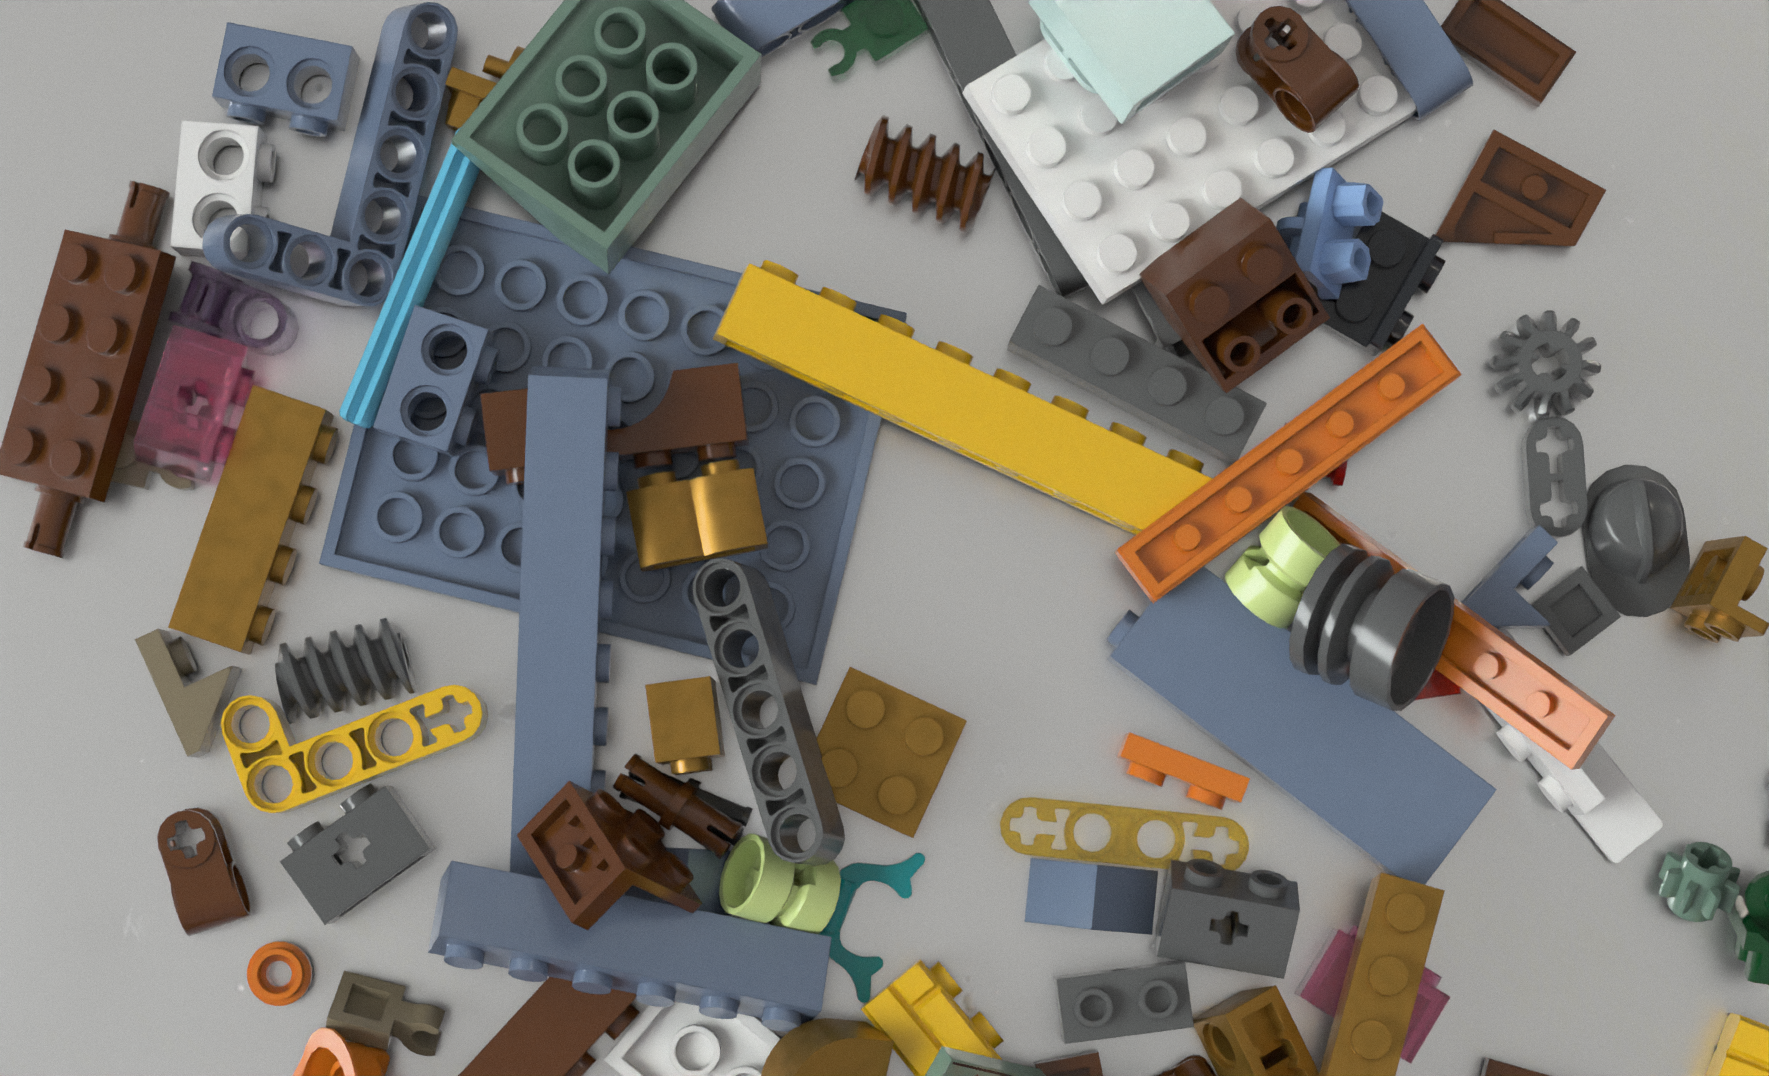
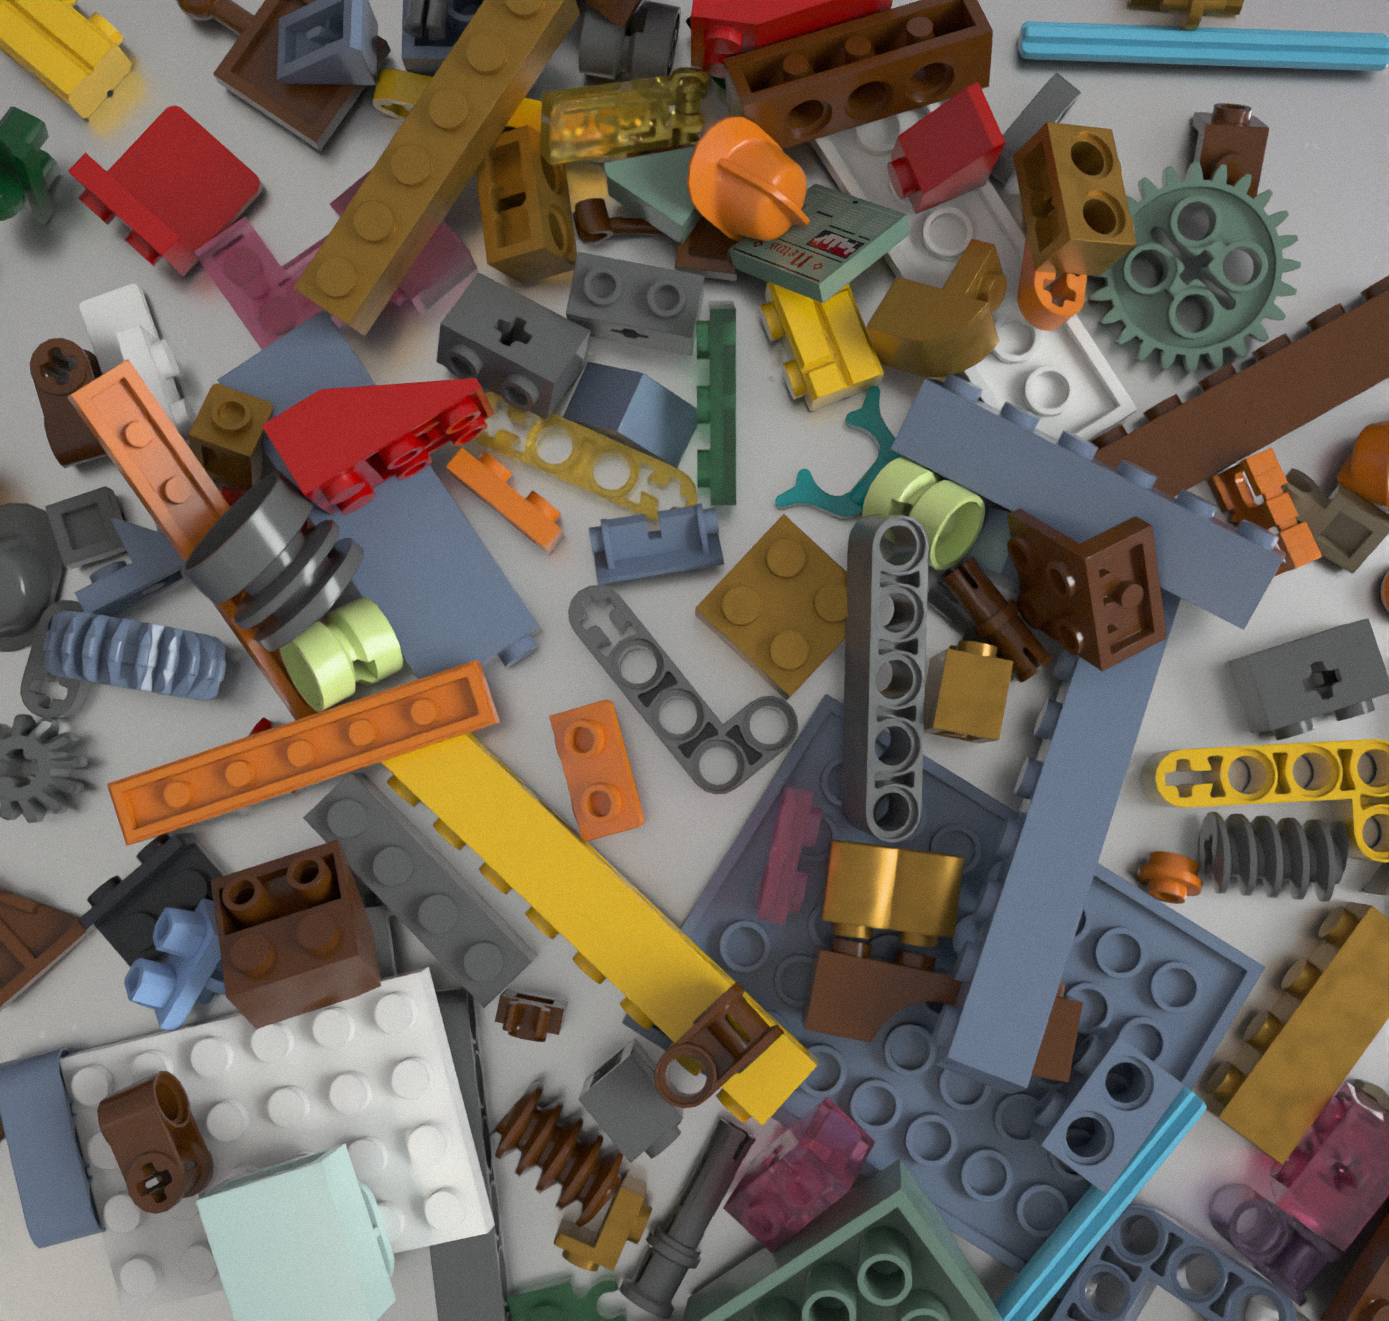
camera: 165 degrees left, 0 degrees up
(433, 619) = (1170, 877): none -> orange plate
(470, 1017) = (1276, 511): none -> orange piece
(697, 229) = (799, 1175): none -> clear pink brick
(788, 128) = (675, 1244): none -> dark grey pin
(806, 544) = (782, 884): none -> clear pink plate
(814, 321) = (717, 1046): none -> reddish brown piece
(844, 133) = (623, 1222): none -> pearl gold bracket
(871, 245) = (628, 1105): none -> dark grey brick
(967, 645) = (670, 684): none -> dark grey beam
(994, 292) = (530, 1015): none -> reddish brown plate
(1003, 781) = (629, 552): none -> sand blue hinge
(1008, 538) = (597, 770): none -> orange bracket
(1012, 928) = (718, 402): none -> clear green wing
(1341, 763) = (360, 436): none -> red slope
(1463, 741) = (229, 435): none -> pearl gold bracket
(1476, 500) = (134, 655): none -> sand blue gear
(1491, 896) = (257, 283): none -> clear pink plate
(1614, 966) = (170, 189): none -> red bracket
(1634, 720) = (65, 429): none -> reddish brown piece
(1699, 882) = (62, 238): sand green gear -> none

